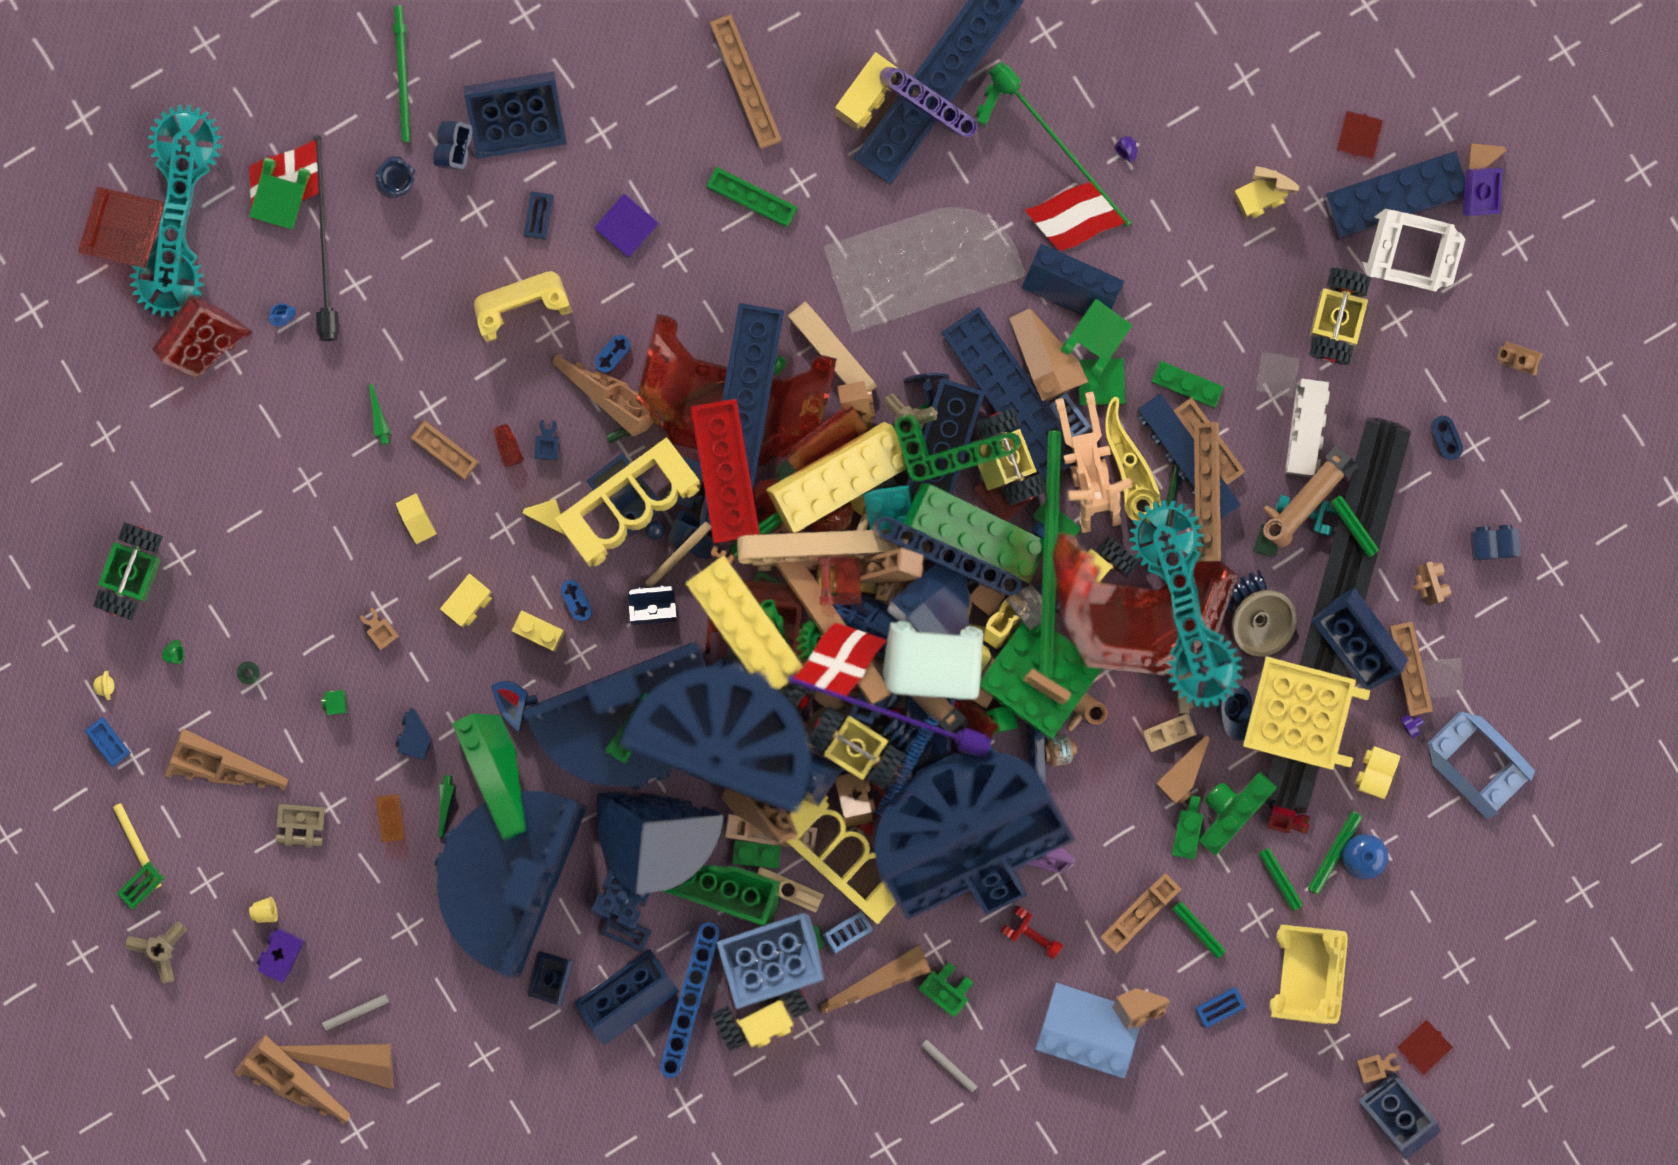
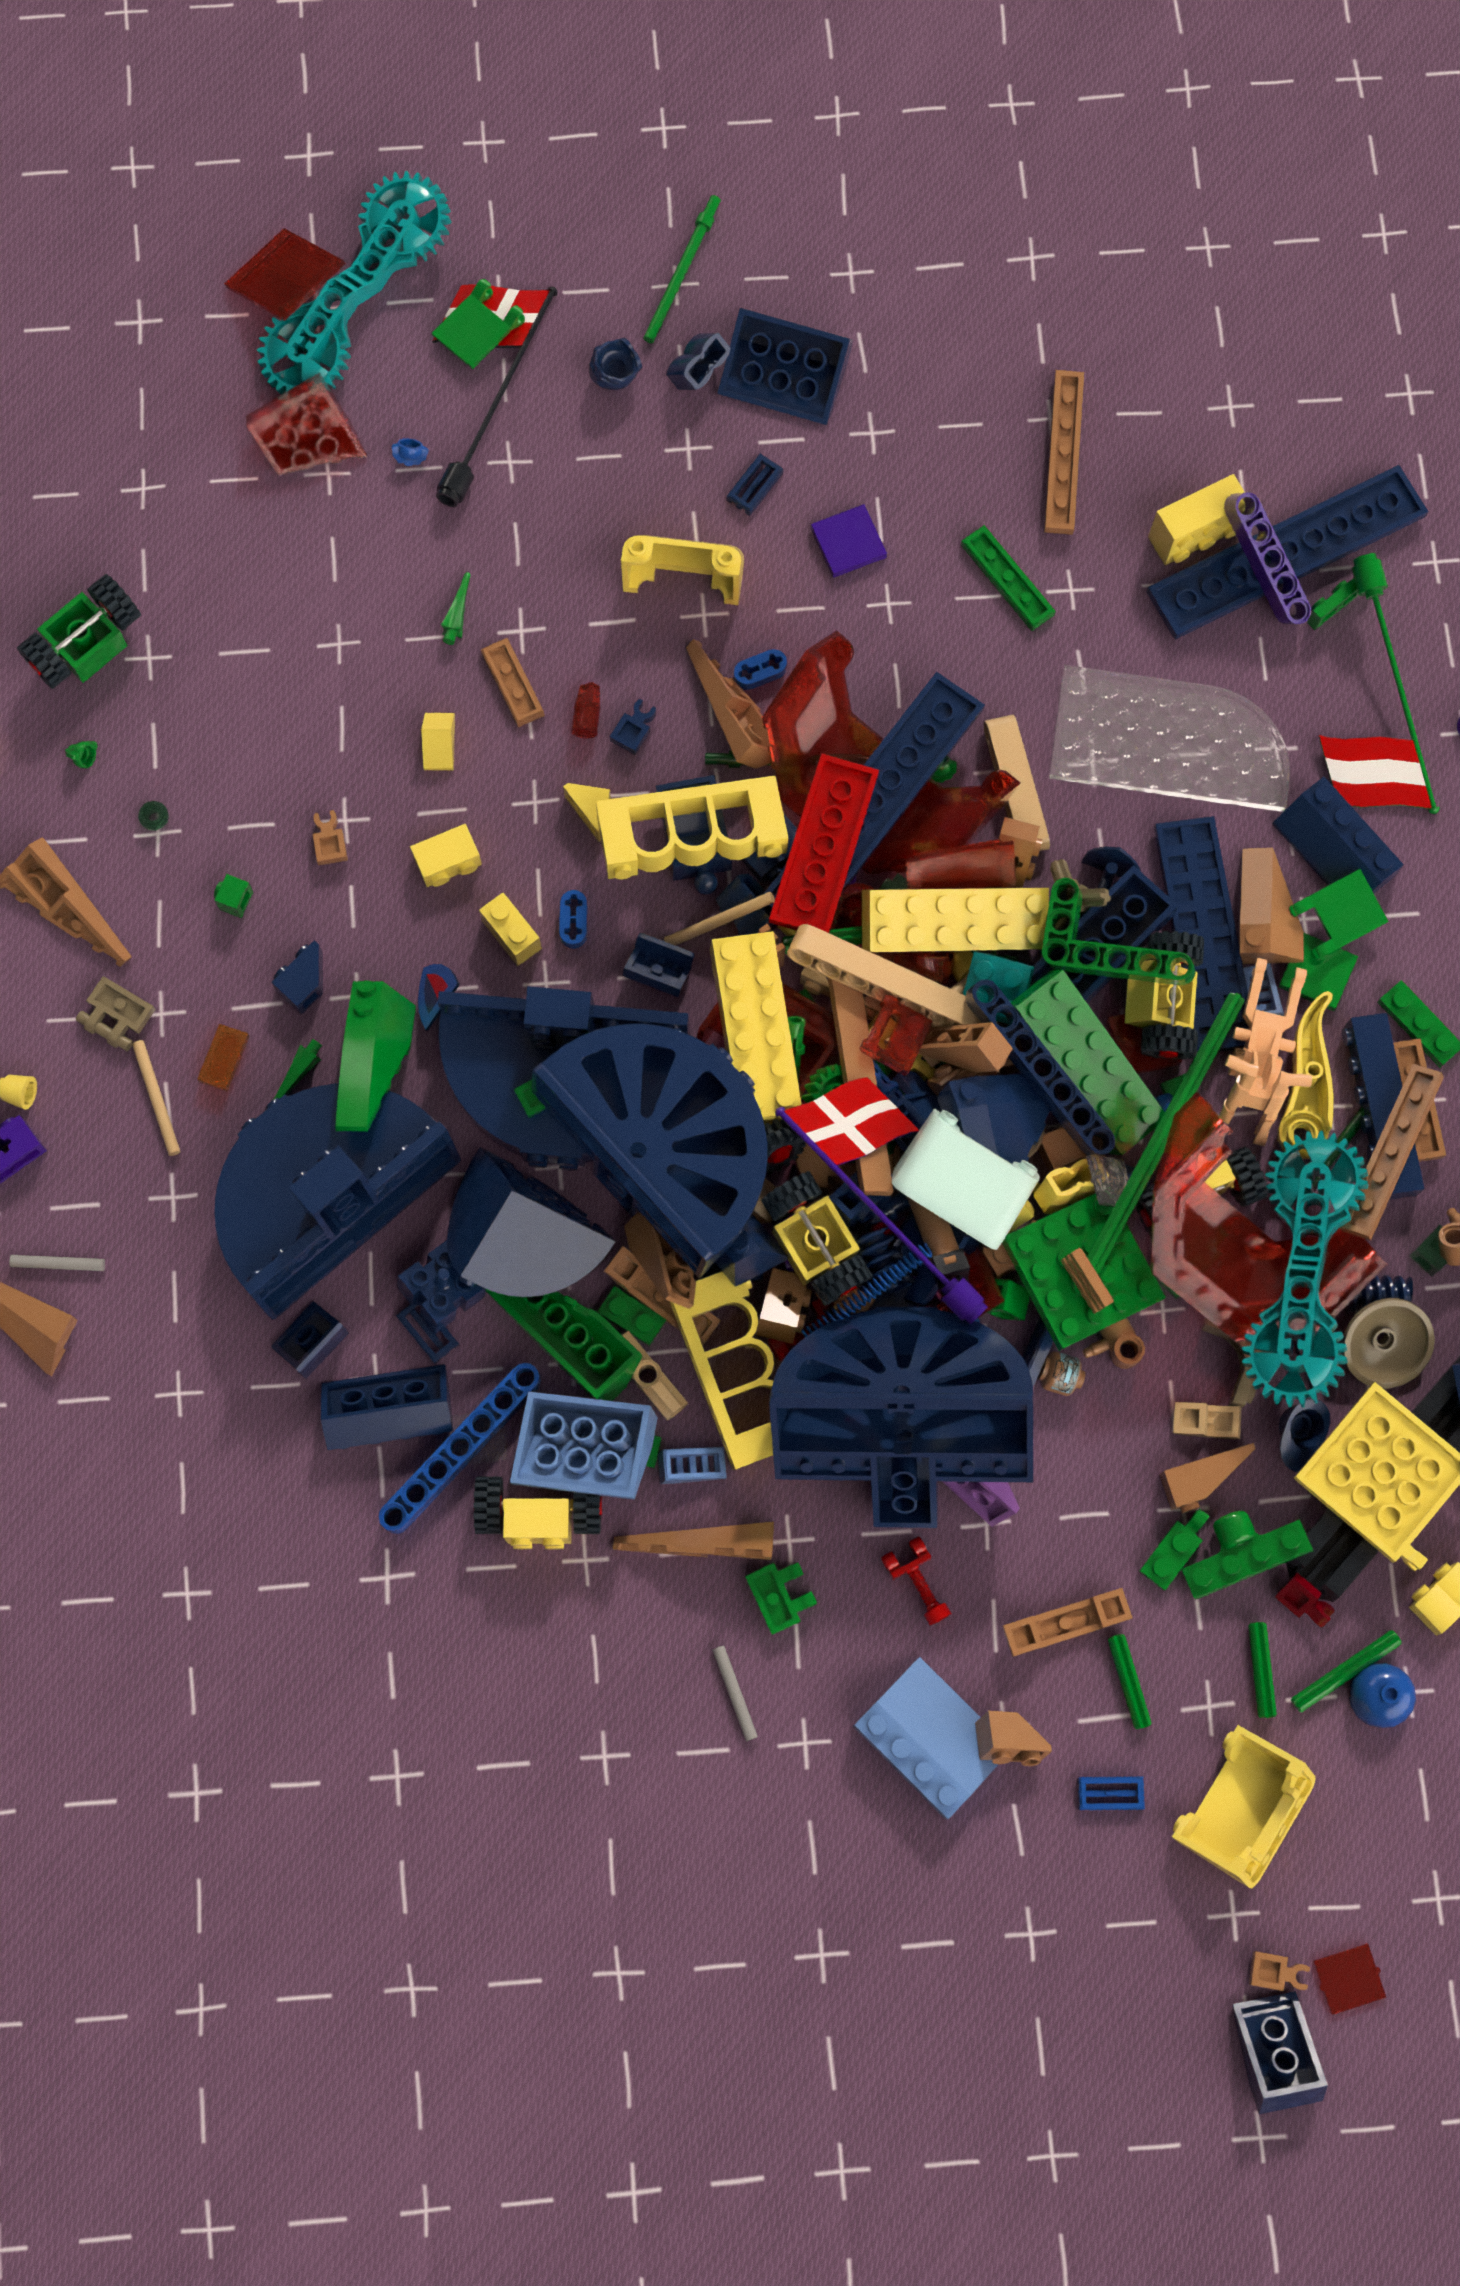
camera: 25 degrees right, 10 degrees down
(359, 867) = (156, 1098): none -> tan bar

